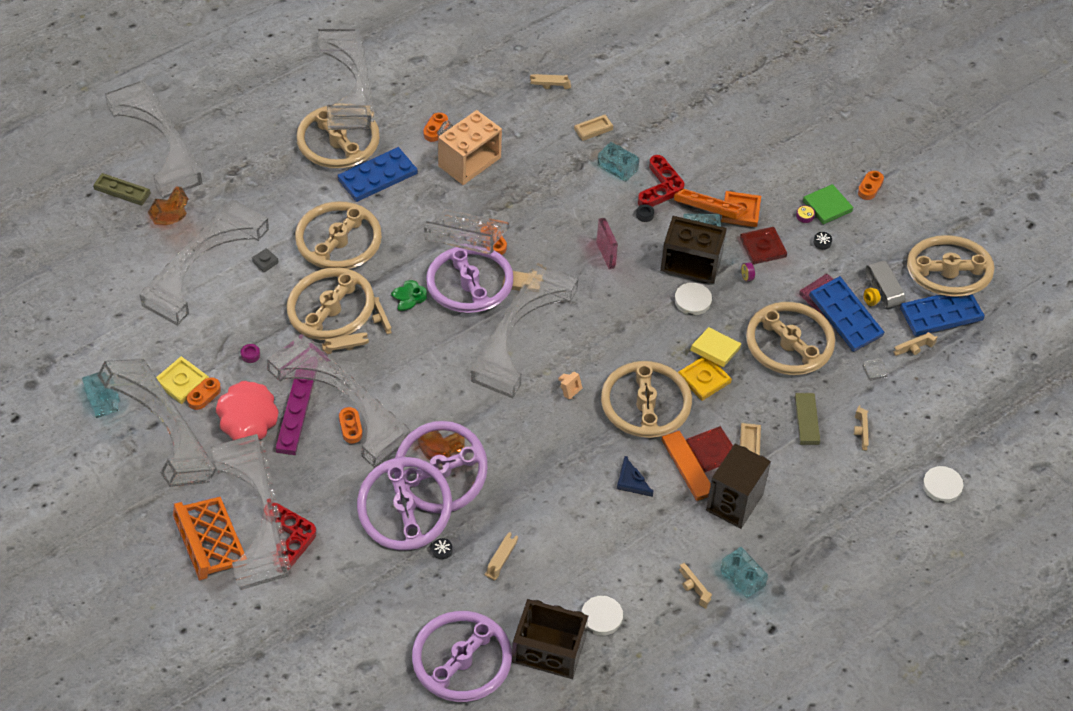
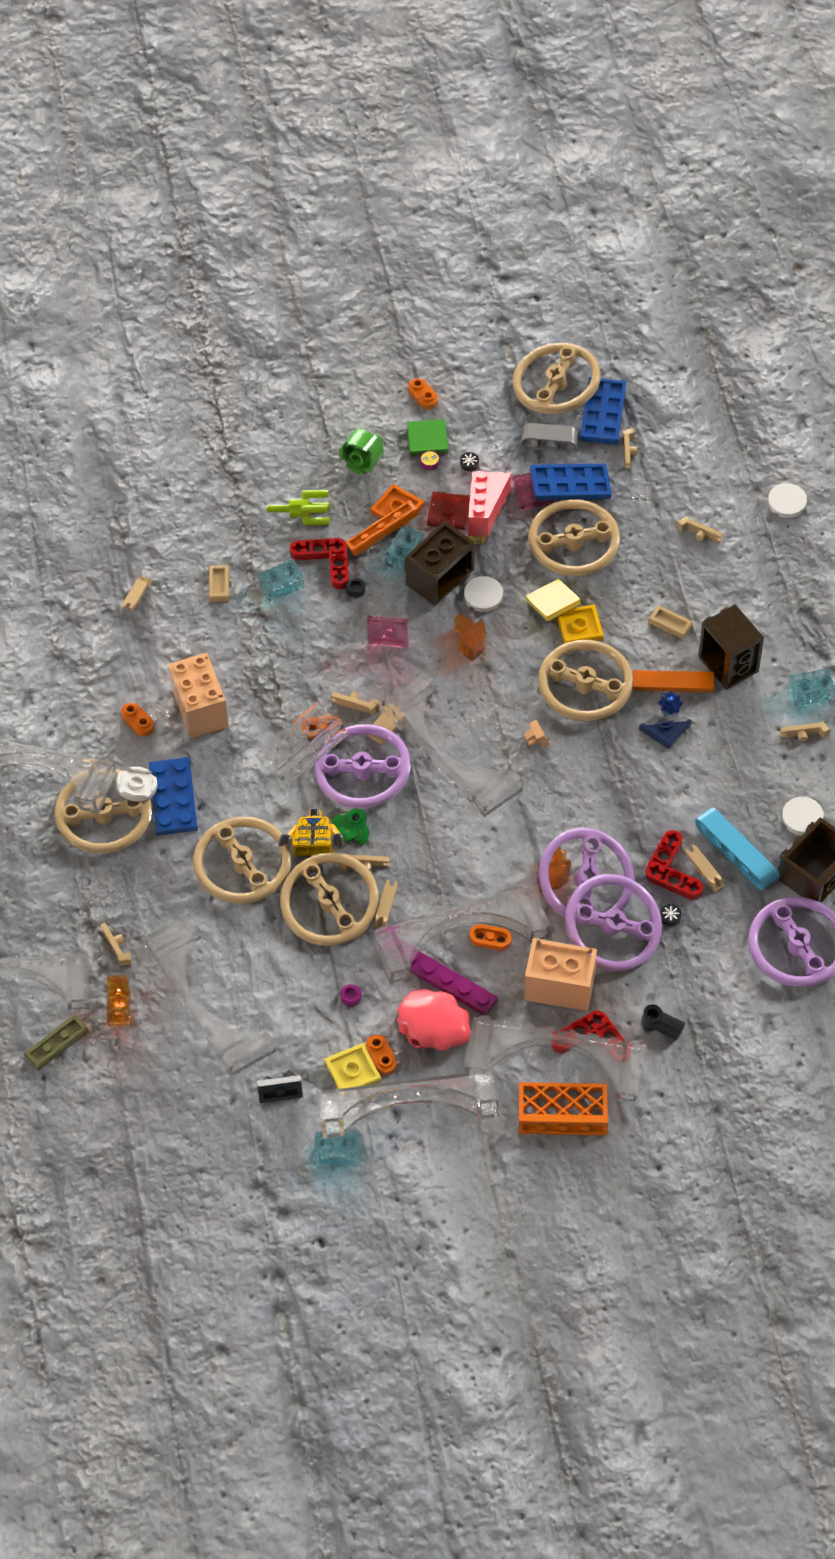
camera: 60 degrees left, 5 degrees up
(140, 339) = (280, 1088): none -> black tile
(224, 188) = (114, 942): none -> tan piece
(265, 260) = (234, 939): dark grey plate -> none
(325, 578) = (663, 1023): none -> black piece
(327, 479) = (560, 974): none -> light nougat container
(368, 142) = (140, 788): none -> white tile
(382, 269) = (312, 835): none -> torso
(488, 525) = (663, 867): none -> red beam
(530, 252) = (354, 702): none -> tan piece
(536, 572) = (737, 848): none -> medium azure beam
(641, 307) = (472, 638): none -> clear orange brick
(660, 469) = (670, 703): none -> clear blue plant
(698, 150) = (303, 507): none -> lime plant
(710, 448) = (664, 653): clear red tile -> none
(777, 162) = (361, 451): none -> bright green brick
(779, 259) = (486, 499): none -> wedge
(807, 419) = (667, 567): olive tile -> none
(871, 296) = (558, 450): yellow plate -> none

